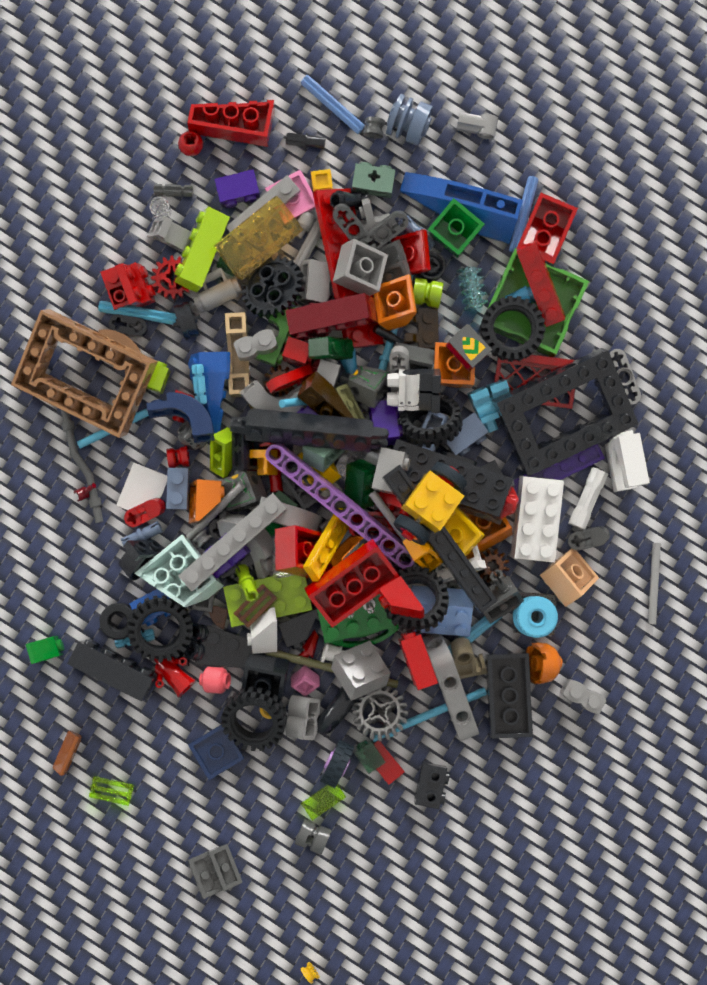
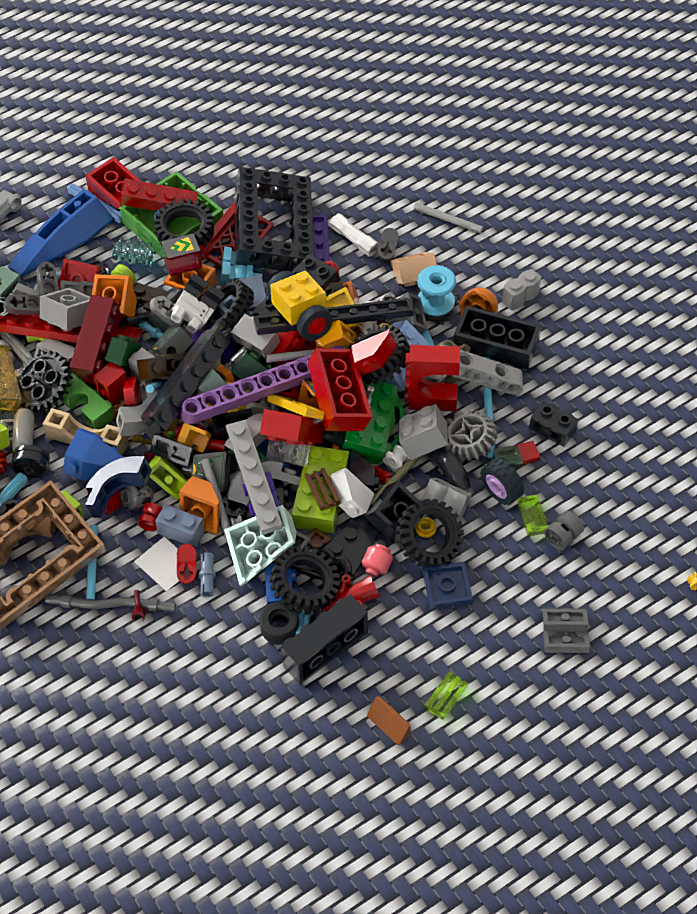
camera: 60 degrees left, 30 degrees down
(45, 649) = (274, 698): green slope -> none
(137, 555) = (226, 580): black pin -> none
(199, 383) = (89, 461): medium azure axle -> none
(246, 582) = (297, 487): lime pin -> none
(250, 347) = (86, 407): light grey brick -> none
(305, 681) = (415, 486): bright pink slope -> none
(345, 459) = (227, 374): none -> orange tile
(455, 228) = (78, 241): green slope -> none
(537, 519) = (366, 271): white brick -> none
(626, 461) = (335, 166): white arch -> none

